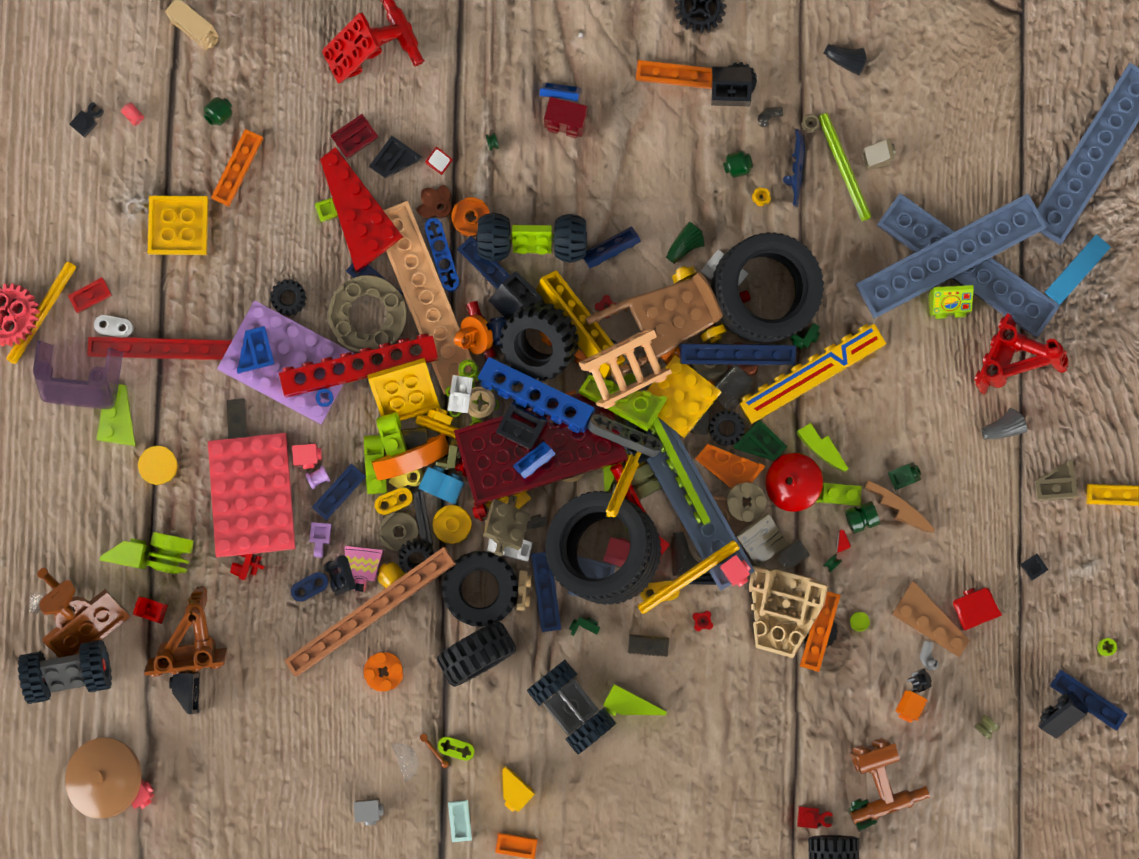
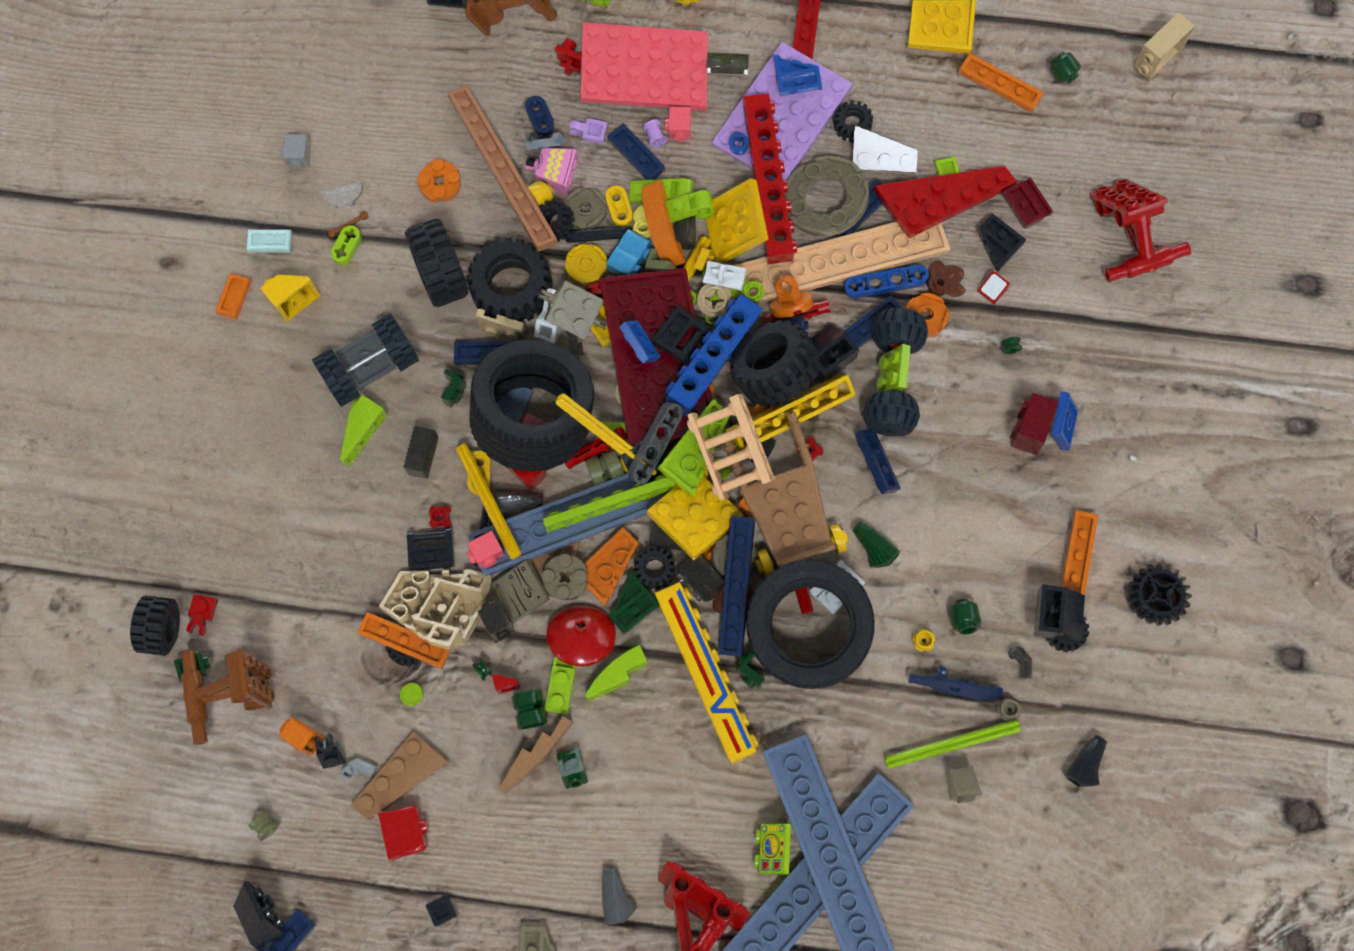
camera: 100 degrees right, 10 degrees down
(320, 268) = (880, 153): none -> wing
(739, 624) = (430, 556): none -> black plate

